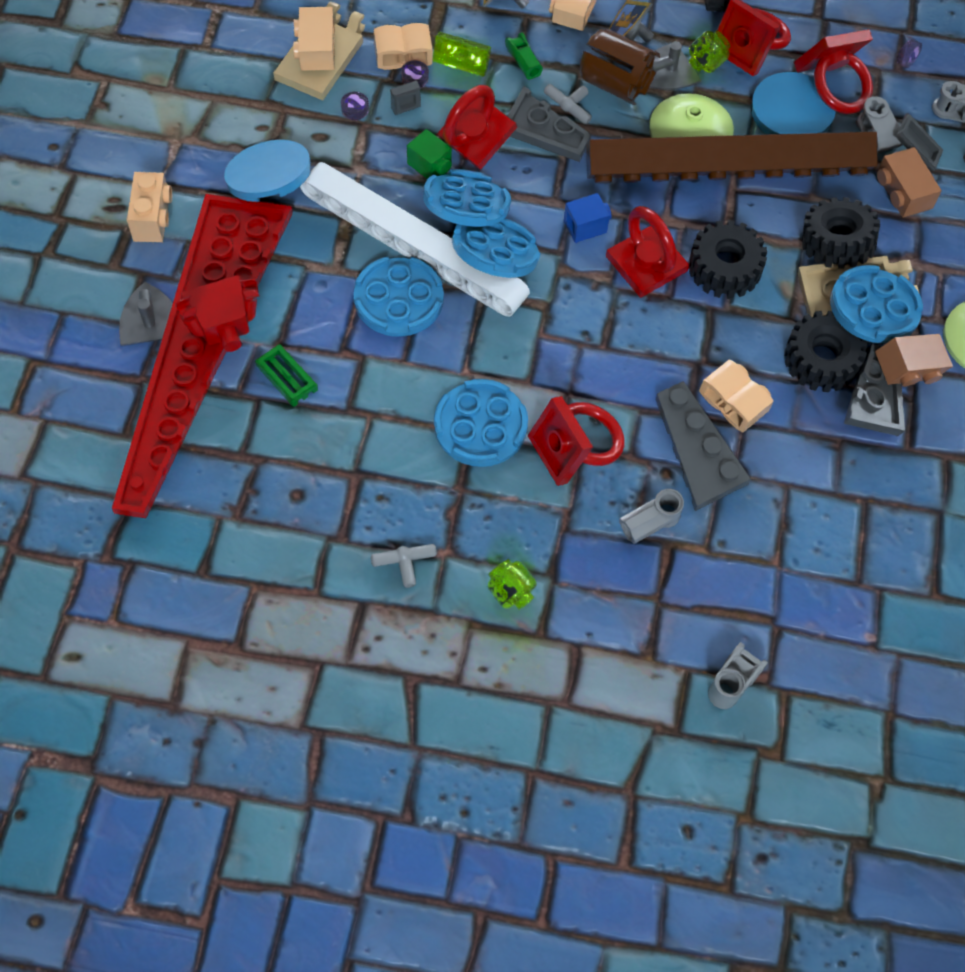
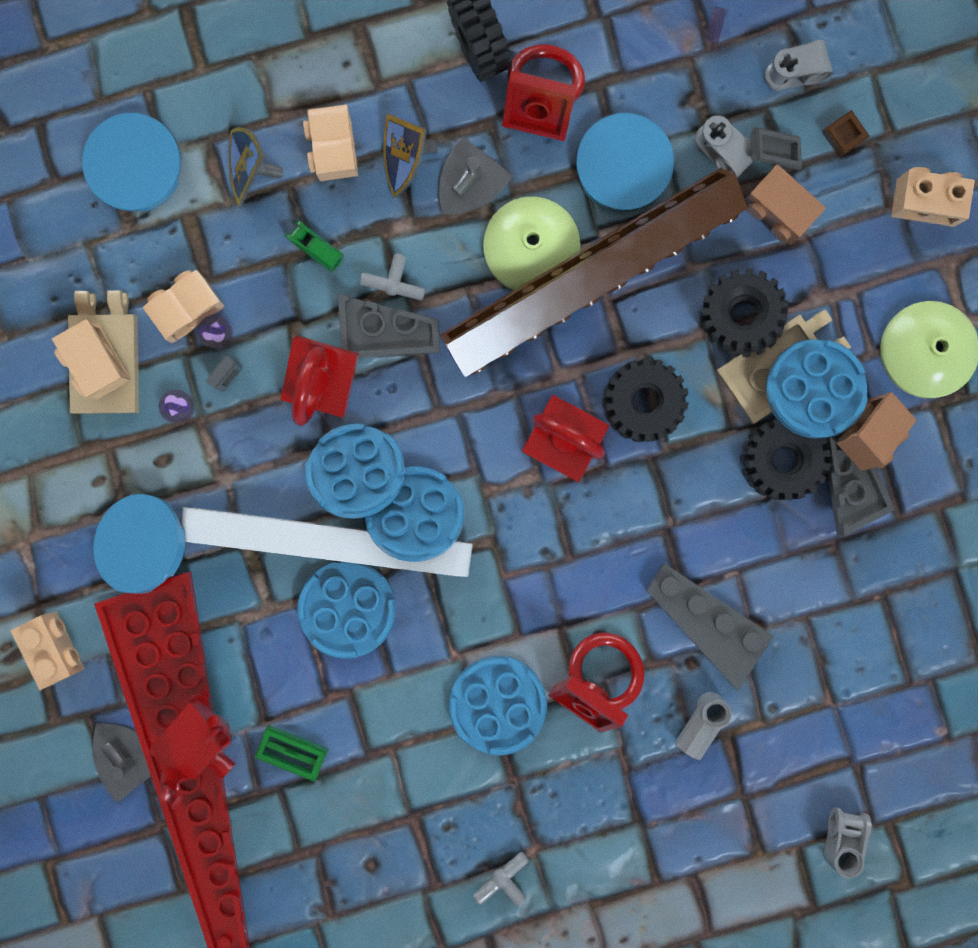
camera: 30 degrees left, 25 degrees up
(429, 155) = (287, 436): green brick -> none
(461, 54) = (239, 284): clear neon green tile -> none
(512, 584) = (612, 862): clear neon green head -> none
(587, 217) = (484, 423): blue brick -> none
(625, 53) = (423, 219): reddish brown cylinder -> none
(709, 51) = (508, 142): clear neon green head -> none
(736, 395) = (722, 554): light nougat brick -> none
(832, 54) = (646, 82): red tile -> none

